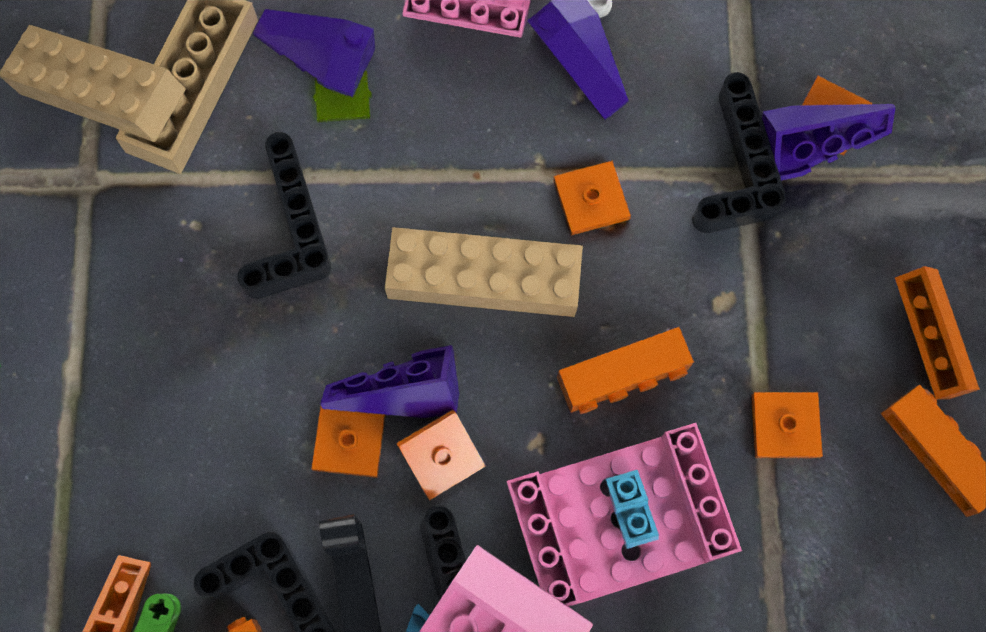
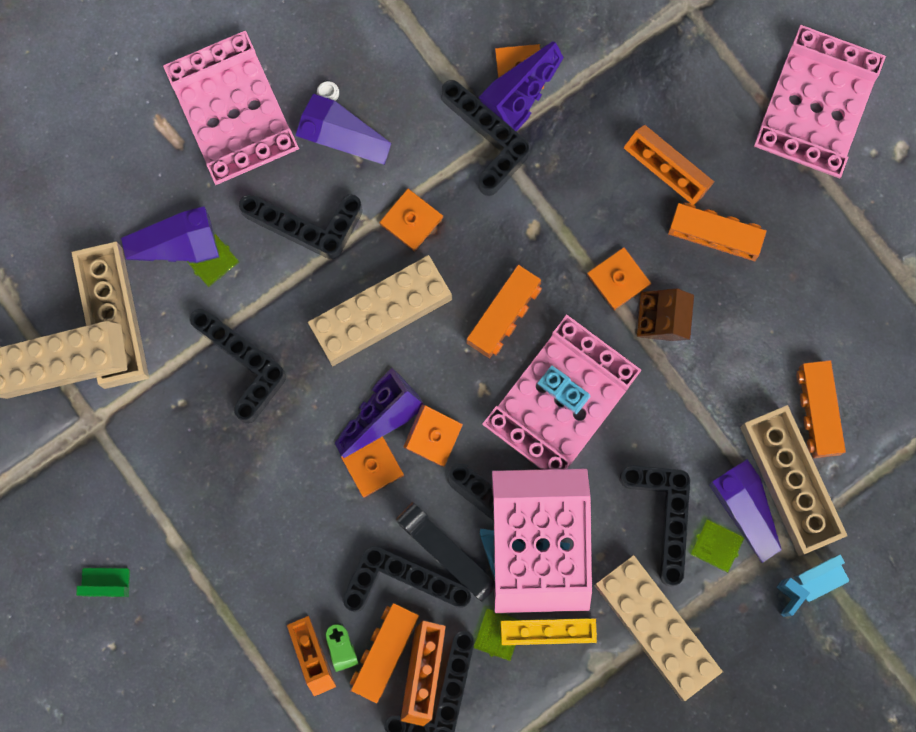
camera: 30 degrees left, 5 degrees up
(465, 126) = (303, 227): none -> black beam
(815, 506) = (665, 315): none -> reddish brown slope

